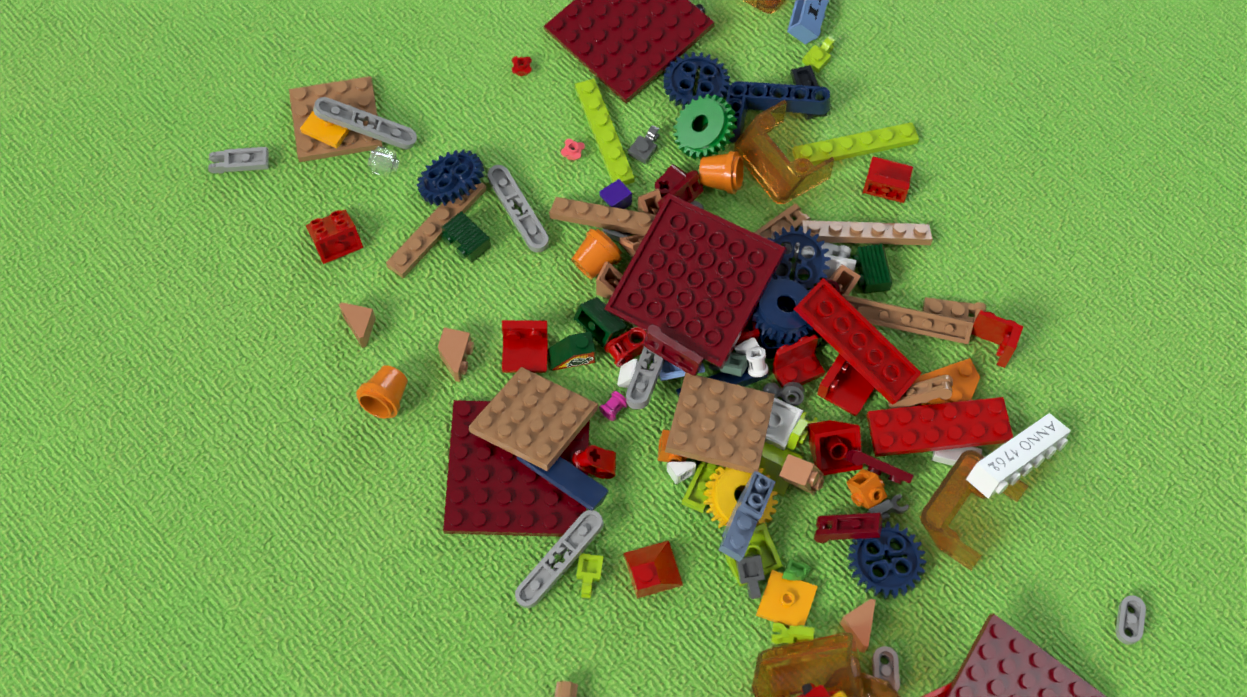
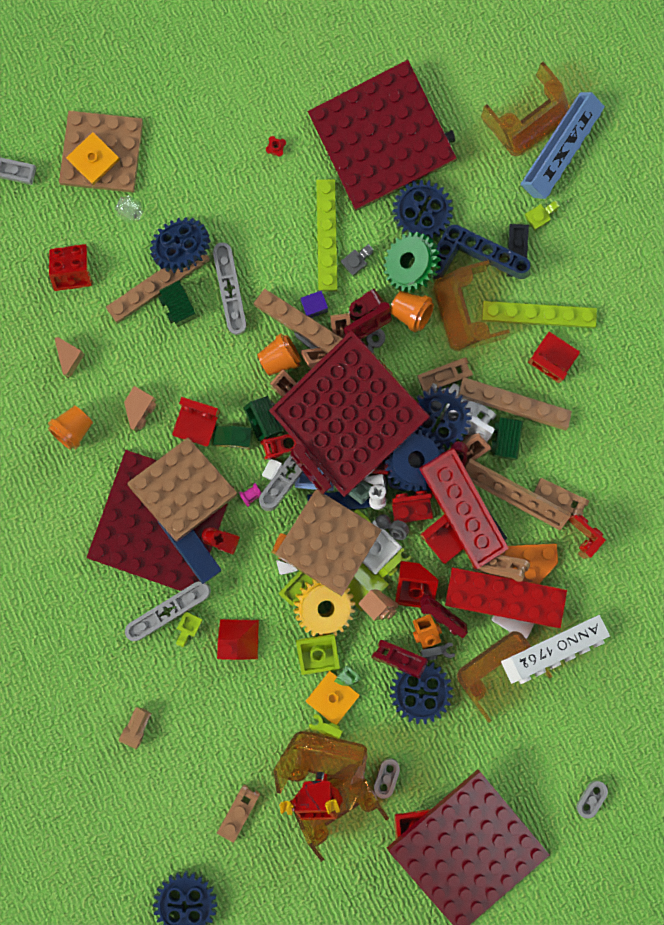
camera: 20 degrees right, 20 degrees up
(353, 119) = (106, 159): light grey piece -> none
(572, 154) = (294, 240): coral plate -> none
(746, 515) = (319, 629): sand blue slope -> none
(750, 572) = (310, 670): dark grey plate -> none
(859, 624) = (380, 735): nougat slope -> none

